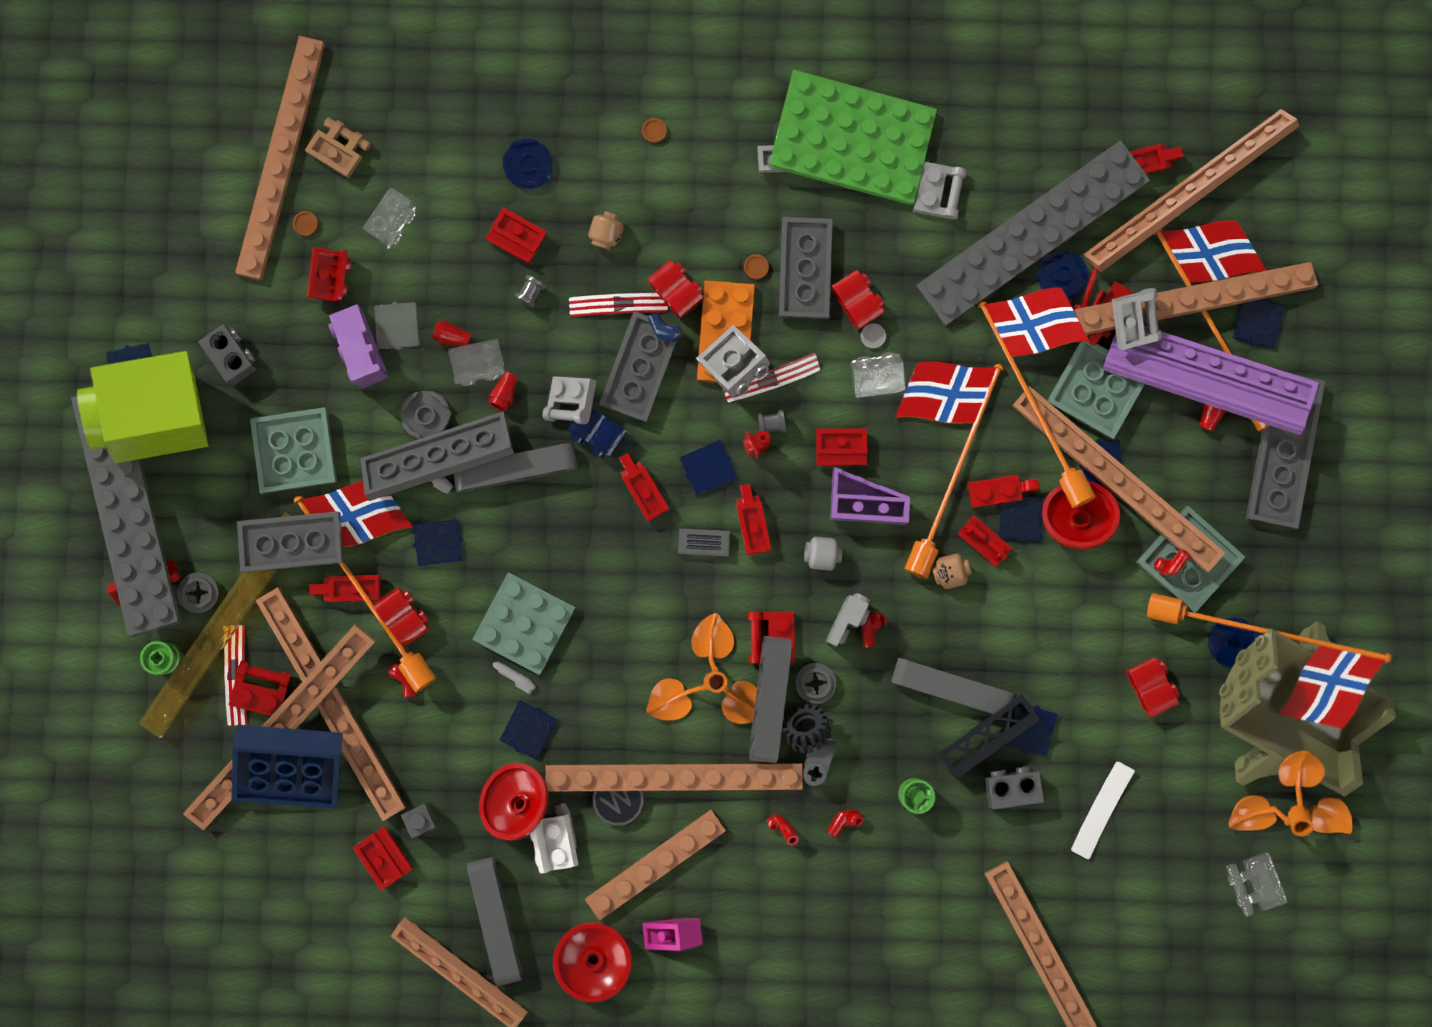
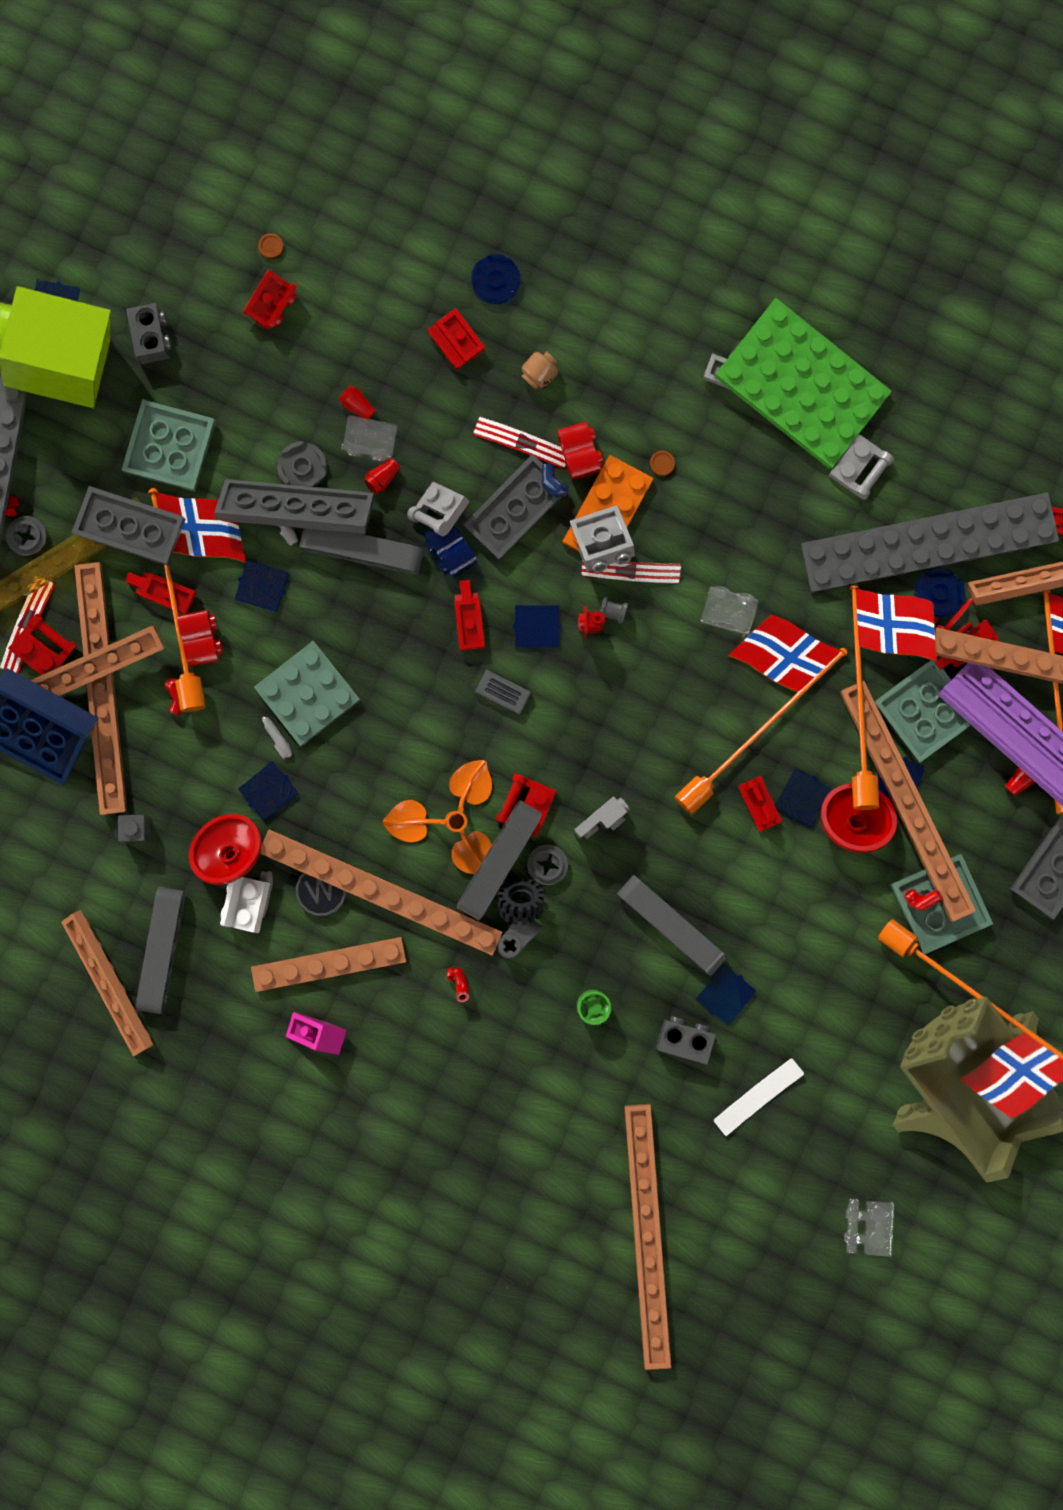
camera: 20 degrees right, 0 degrees up
(280, 158) = (274, 177): nougat plate -> none
(334, 154) = (325, 195): medium nougat plate -> none
(357, 347) = (268, 377): medium lavender wedge -> none
(383, 858) = (85, 848): red plate -> none
(390, 217) = (349, 273): clear bracket -> none
(396, 325) = (312, 374): clear piece -> none
(530, 291) = (446, 395): dark grey bush -> none
(592, 980) = (214, 1030): red dish -> none
(654, 130) = (624, 299): dark orange piece -> none
(752, 522) = (555, 693): red hinge -> none
(805, 268) = (706, 483): dark grey plate -> none
(822, 553) = (606, 749): light grey head -> none
(841, 447) = (666, 660): red plate -> none
(844, 819) = (520, 1000): red arm -> none
(857, 299) = (741, 533): red brick -> none
(865, 501) = (667, 720): medium lavender wedge -> none
(871, 625) = (621, 835): red arm -> none
(873, 336) = (741, 572): light grey piece -> none
(951, 571) = (717, 817): medium nougat head -> none
(992, 741) = (686, 990): black fence -> none
(999, 490) = (794, 764): red plate -> none
(1129, 319) = (982, 658): light grey plate -> none
(1152, 686) = (854, 1004): red brick -> none
(1228, 641) = (943, 992): clear blue tile -> none
(1303, 770) = (954, 1138): orange plant -> none

